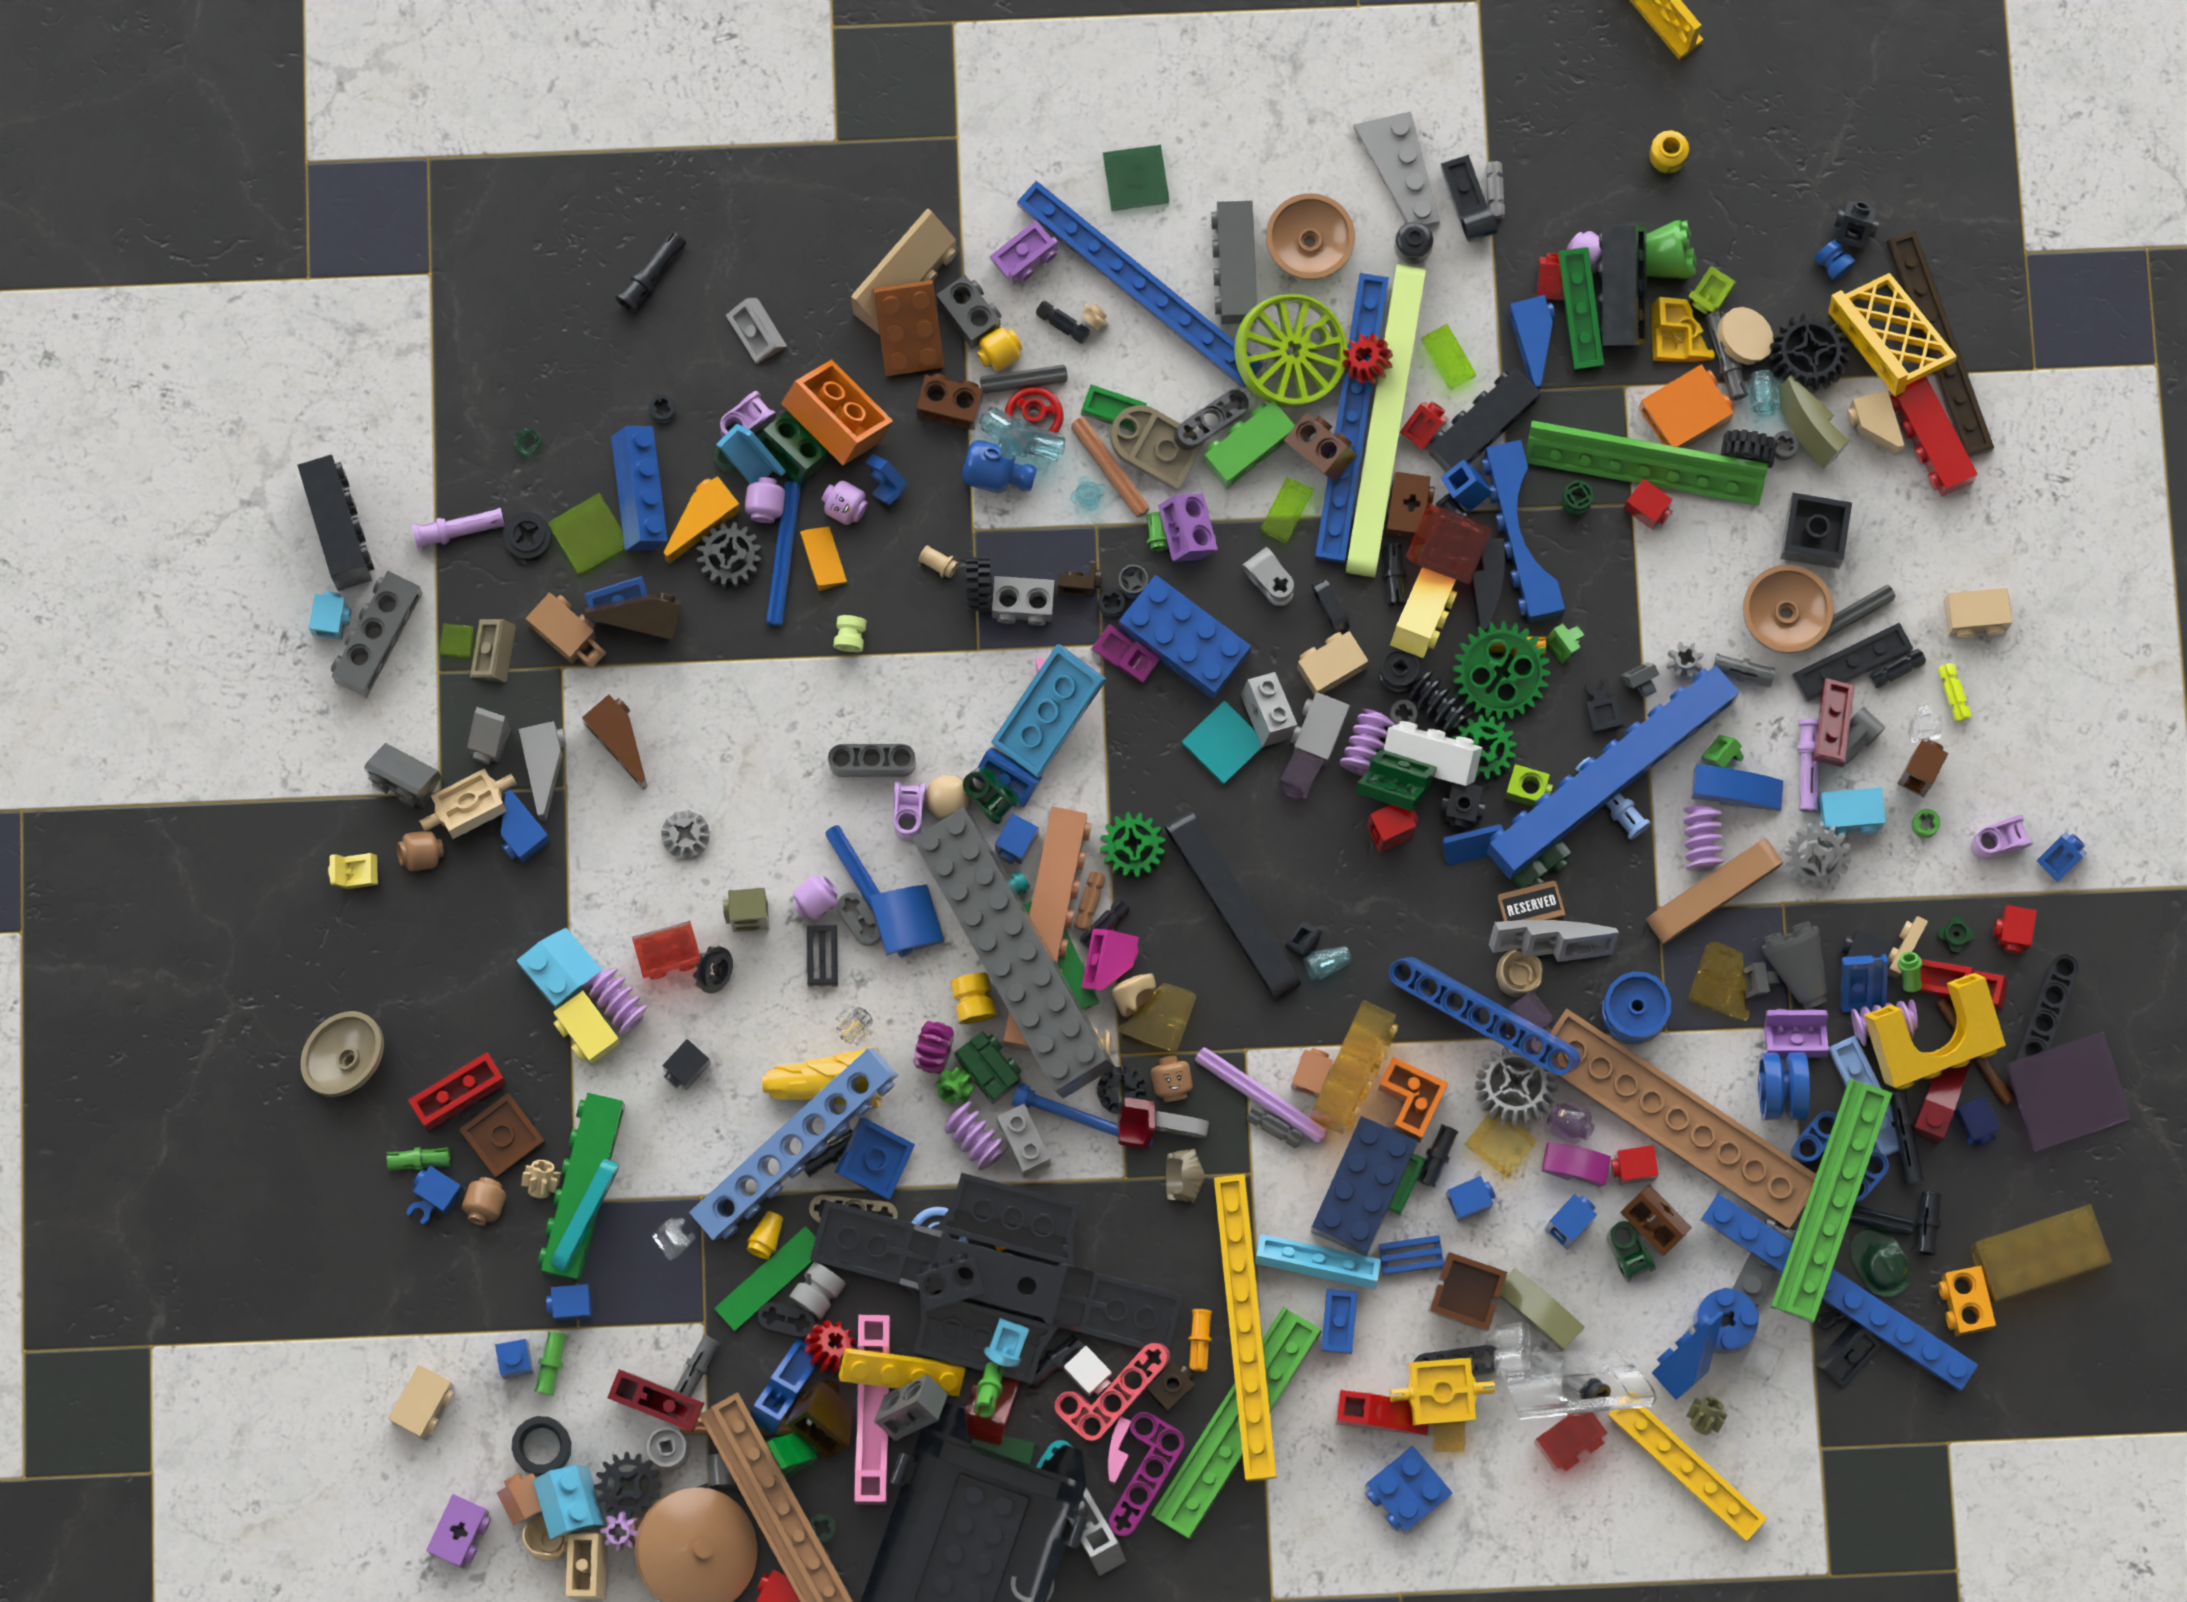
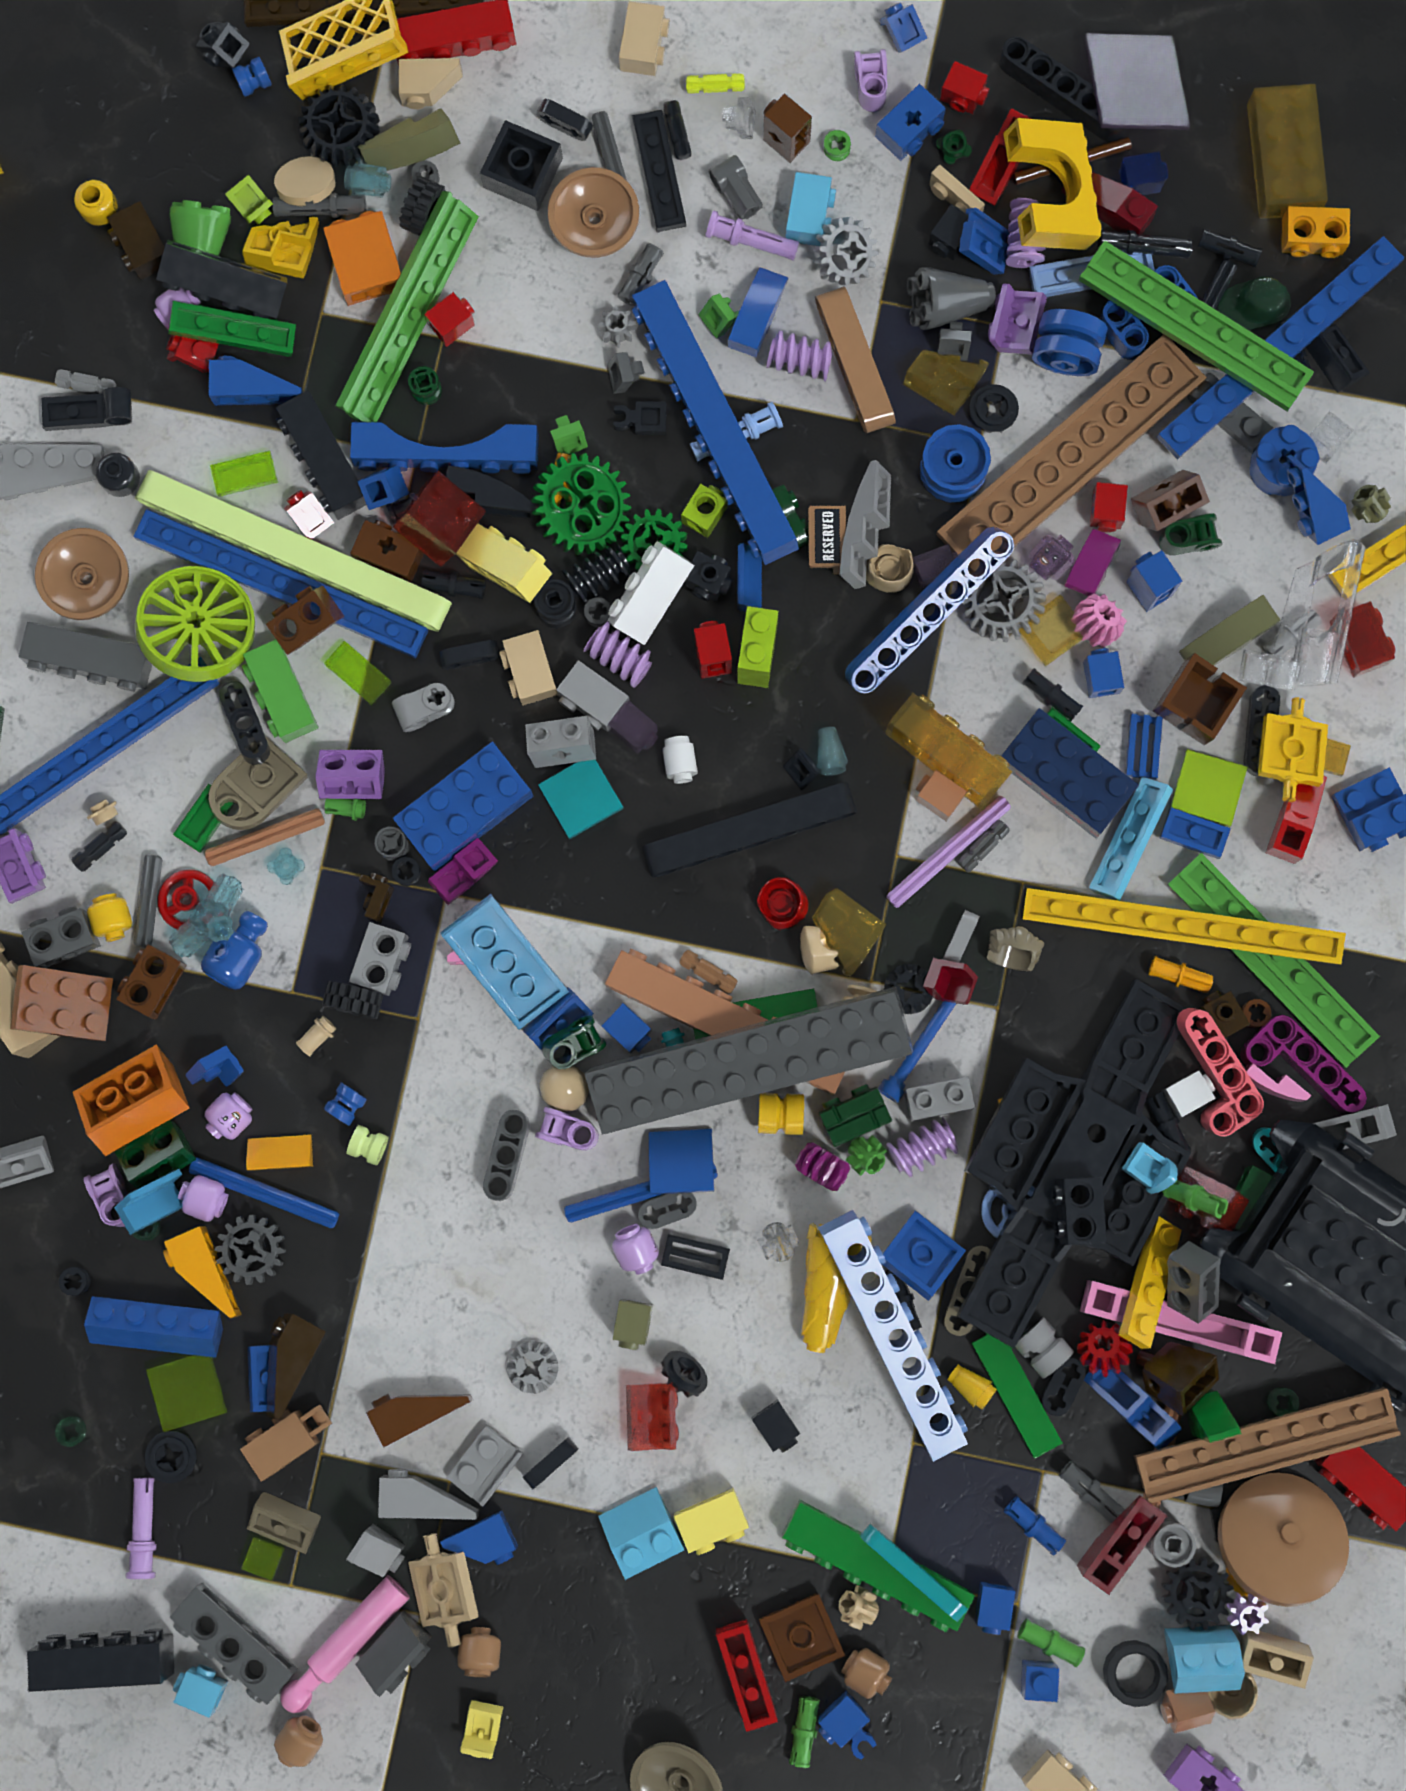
camera: 70 degrees left, 5 degrees up
(305, 713) = (298, 1741): none -> medium nougat head
(400, 731) = (345, 1643): none -> bright pink piece
(586, 814) = (484, 1465): none -> light grey plate
(603, 871) = (550, 1463): none -> black beam
(616, 1000) = (690, 1482): lavender piece -> none
(652, 1323) = (1035, 1526): none -> blue pin
(672, 1239) = (952, 1485): clear tile -> none
(888, 606) = (348, 1097): none -> blue wheel
(1106, 921) = (736, 962): black axle -> none
(1108, 958) = (776, 967): dark pink slope -> none
(1143, 843) = (679, 915): green gear -> none
(1171, 1079) = (912, 935): medium nougat head -> none
(1172, 952) = (782, 903): none -> red hair
(1177, 1411) = (1265, 1012): none -> reddish brown bush
(1282, 823) = (679, 759): none -> white brick
(1363, 369) = (236, 554): red gear -> none
(1386, 1325) = (1208, 787): none -> lime tile
(1396, 780) = (671, 631): dark green slope -> none
(1405, 865) = (757, 647): none -> lime brick
(1418, 1091) = (992, 694): orange brick -> none
(1519, 1180) = (1098, 620): none -> bright pink gear
(1595, 1389) = (1324, 604): black bush -> none
(1646, 199) = (138, 238): none -> dark brown brick
(1699, 1021) = (991, 395): none -> black gear
(1833, 722) = (719, 199): tile -> none
(1875, 559) = (564, 119): none -> black beam
(1910, 966) = (982, 191): bright green pin -> none
(1981, 891) = (916, 108): none -> blue brick

